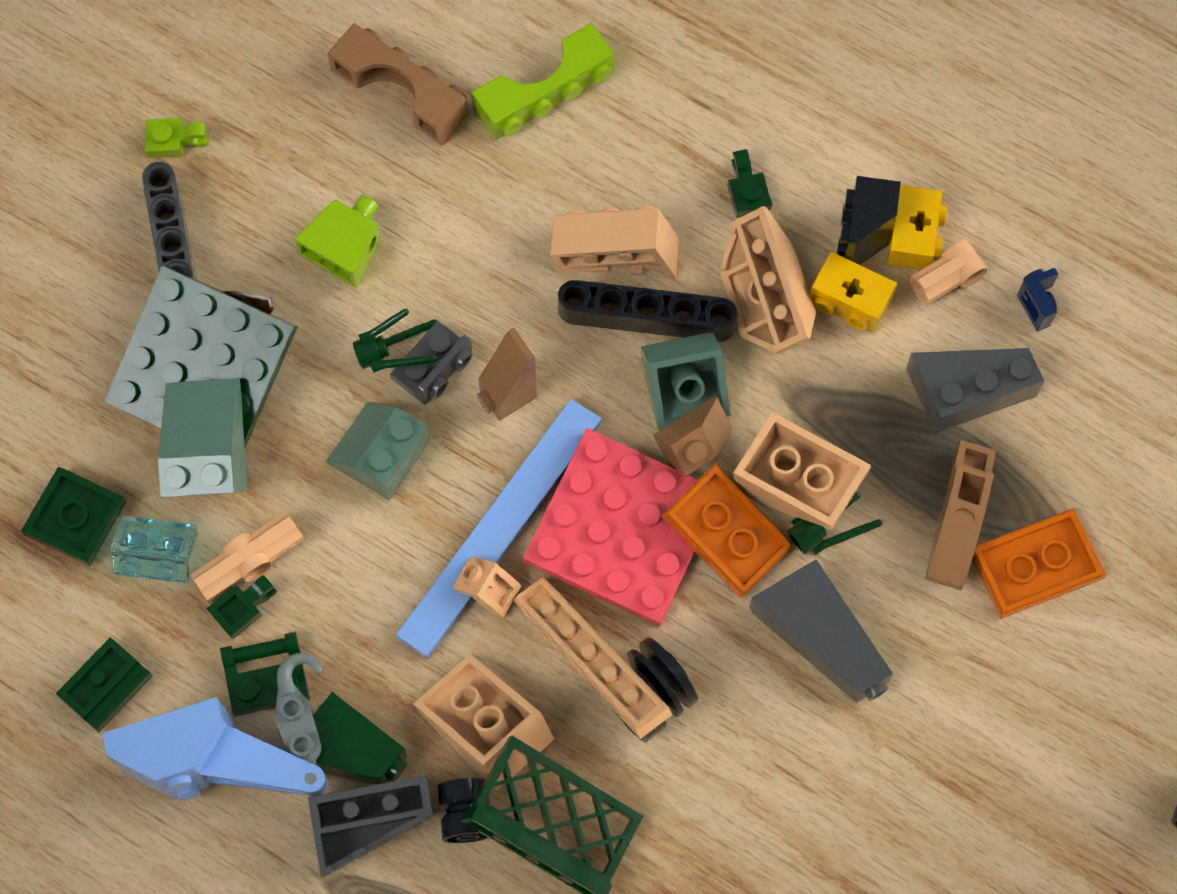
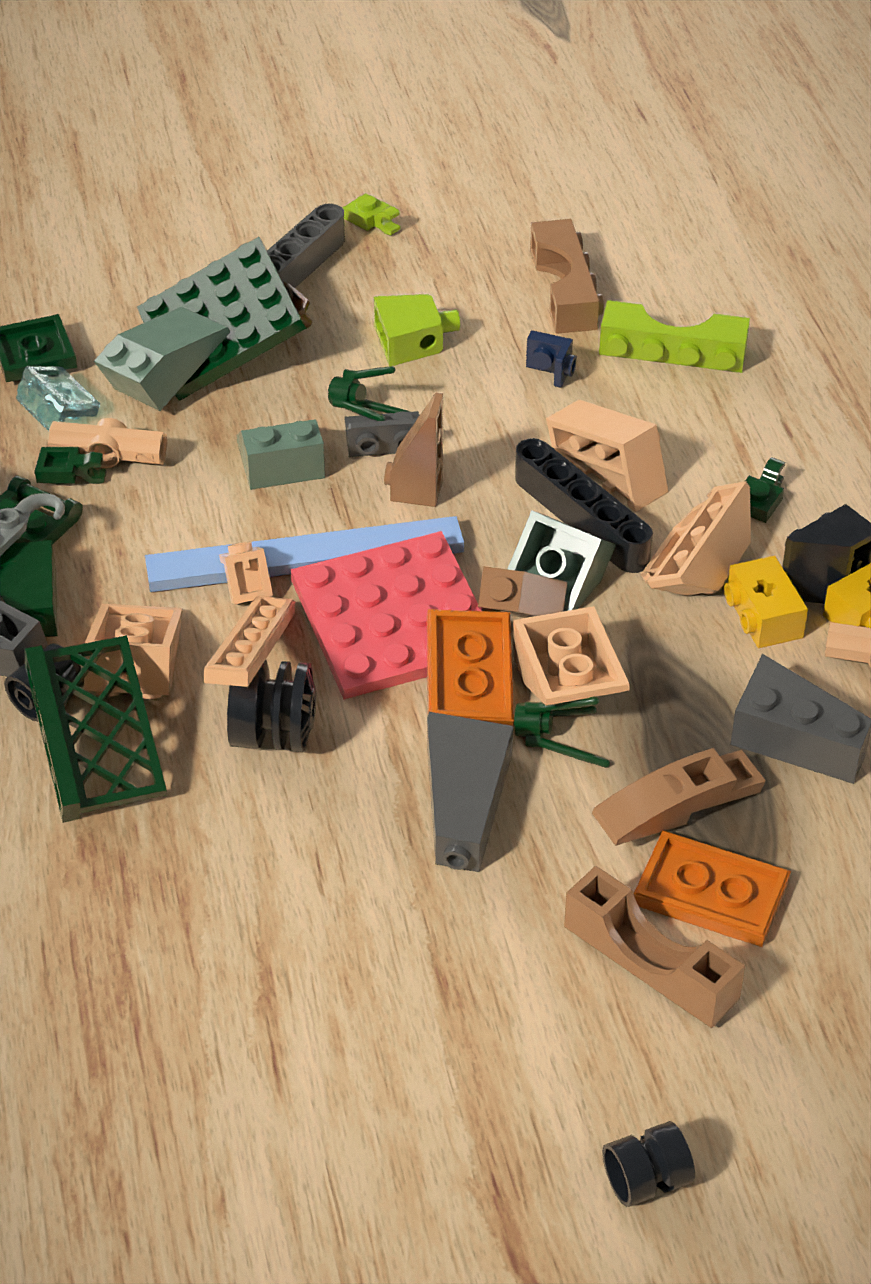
camera: 45 degrees right, 25 degrees down
(477, 176) = (551, 355): none -> dark blue bracket
(1095, 649) = (695, 978): none -> medium nougat arch

